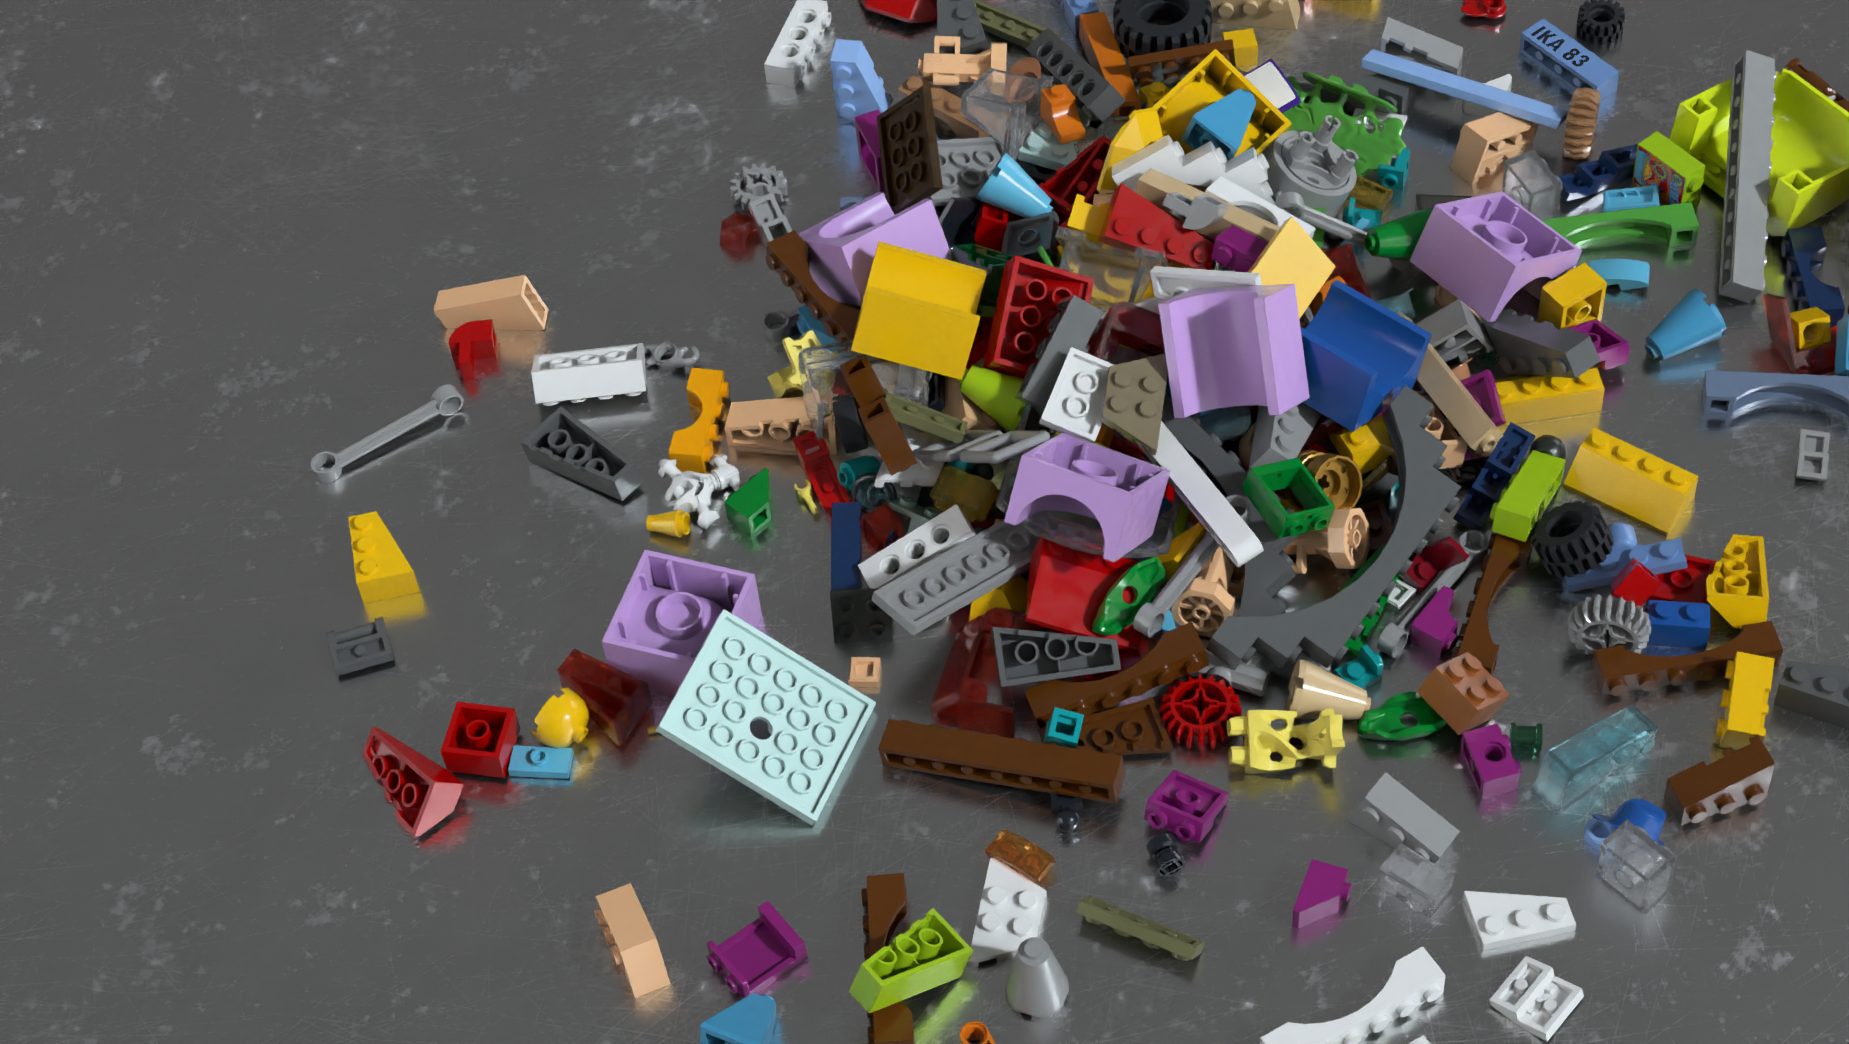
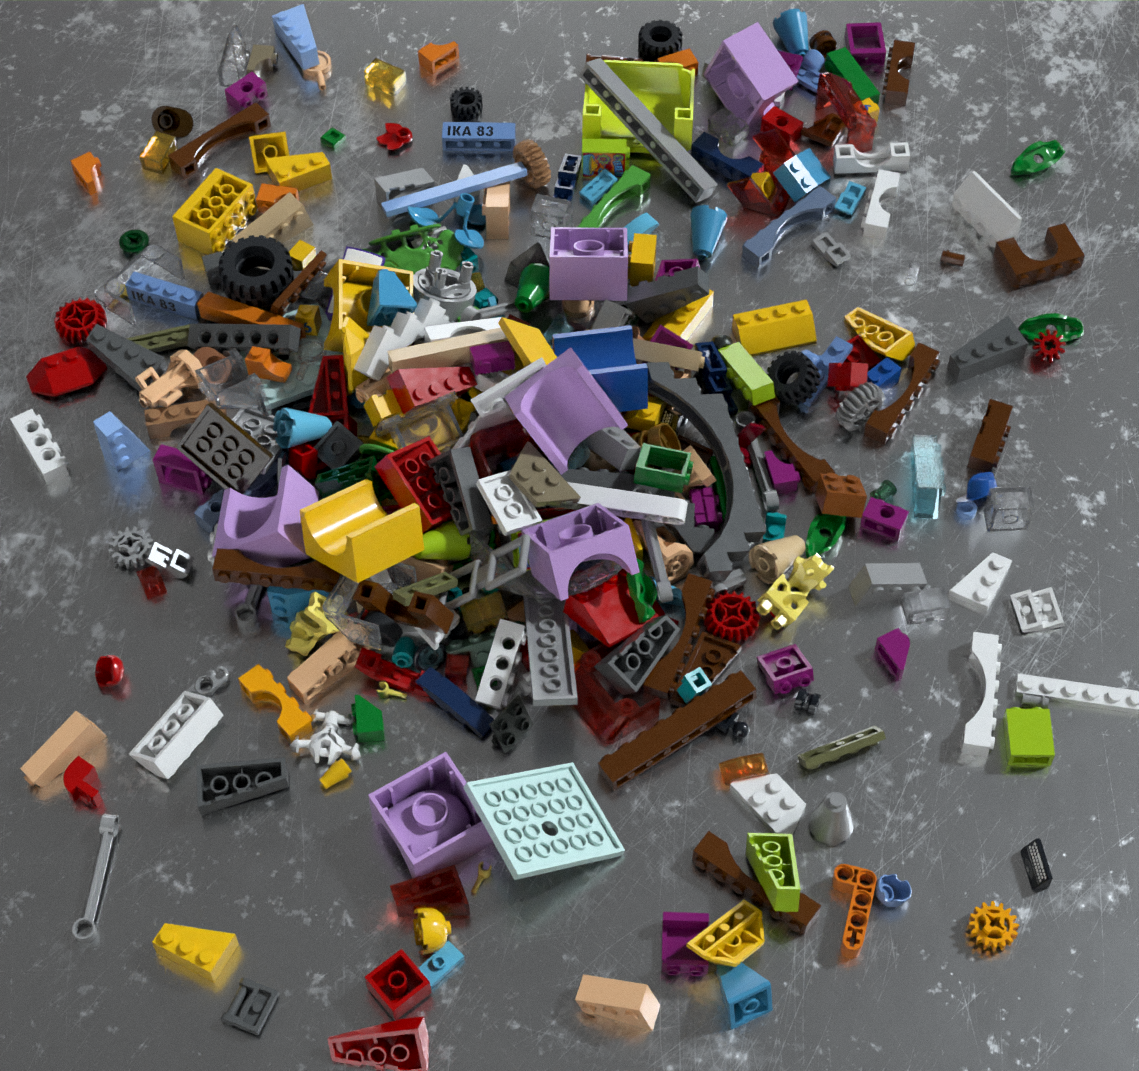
camera: 55 degrees left, 5 degrees up
(608, 275) = (109, 671): none -> red hair
(789, 979) = (731, 936): none -> yellow wedge
(864, 672) = (543, 753): light nougat tile -> none
(1199, 212) = (450, 354): light grey brick -> none
(1311, 585) = (705, 508): none -> magenta brick
(1409, 142) = (464, 208): none -> dark azure plant
(1745, 700) = (957, 390): yellow wedge -> none

